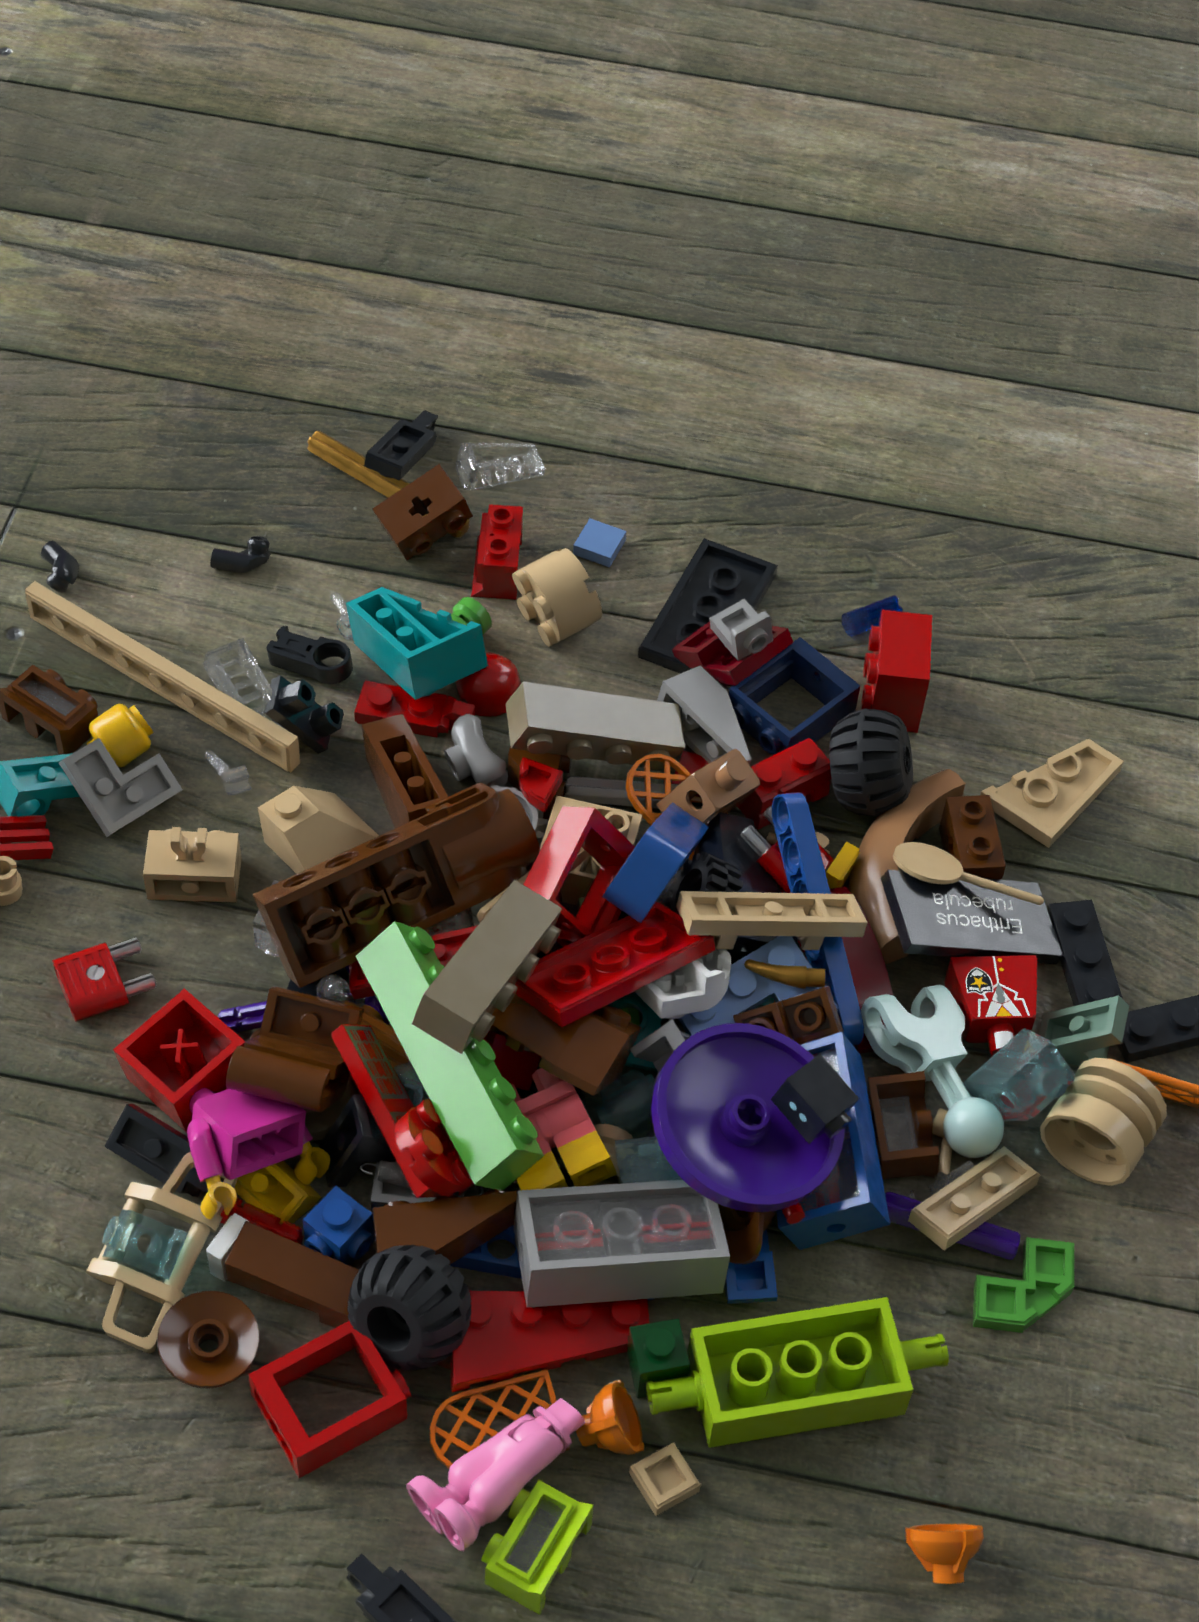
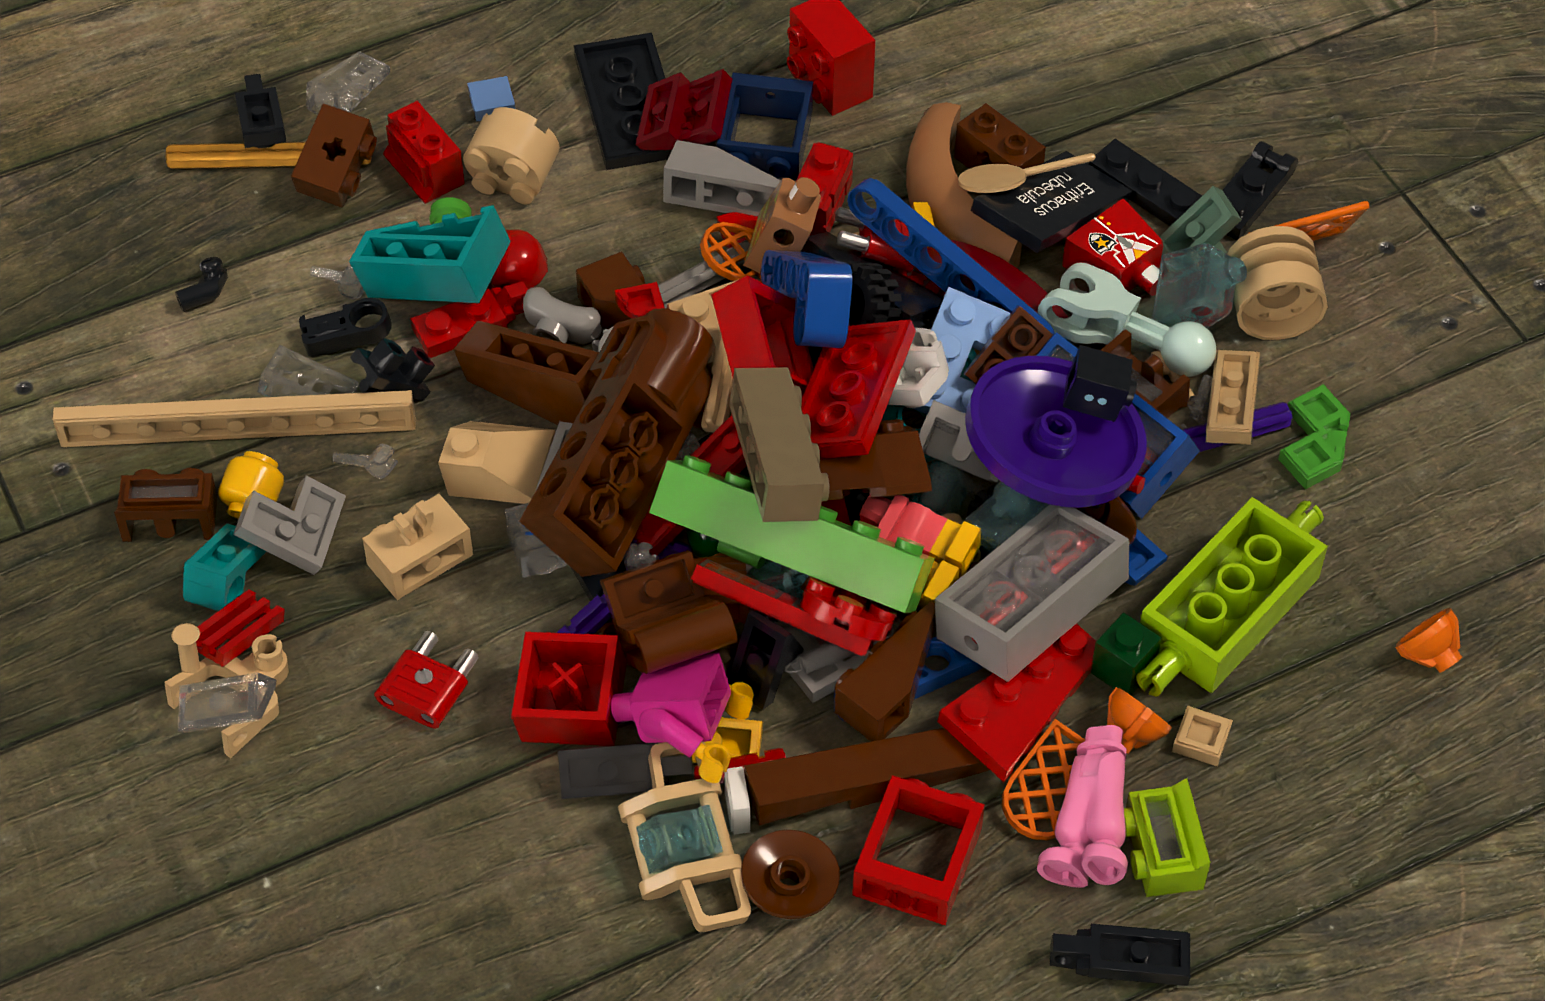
camera: 35 degrees left, 0 degrees up
(64, 566) = (49, 383): black arm -> none
(339, 1227) = (812, 724): blue brick -> none
(410, 1306) = (926, 737): black wheel -> none
(592, 725) = (643, 233): brick -> none
(742, 629) = (693, 88): light grey bracket -> none
(770, 914) = (948, 269): tan hinge -> none
(789, 975) = (985, 315): pearl gold helmet -> none
(863, 618) = (759, 29): clear blue piece -> none
(871, 762) = (878, 131): black wheel -> none
(1056, 793) = (1018, 75): tan wing -> none

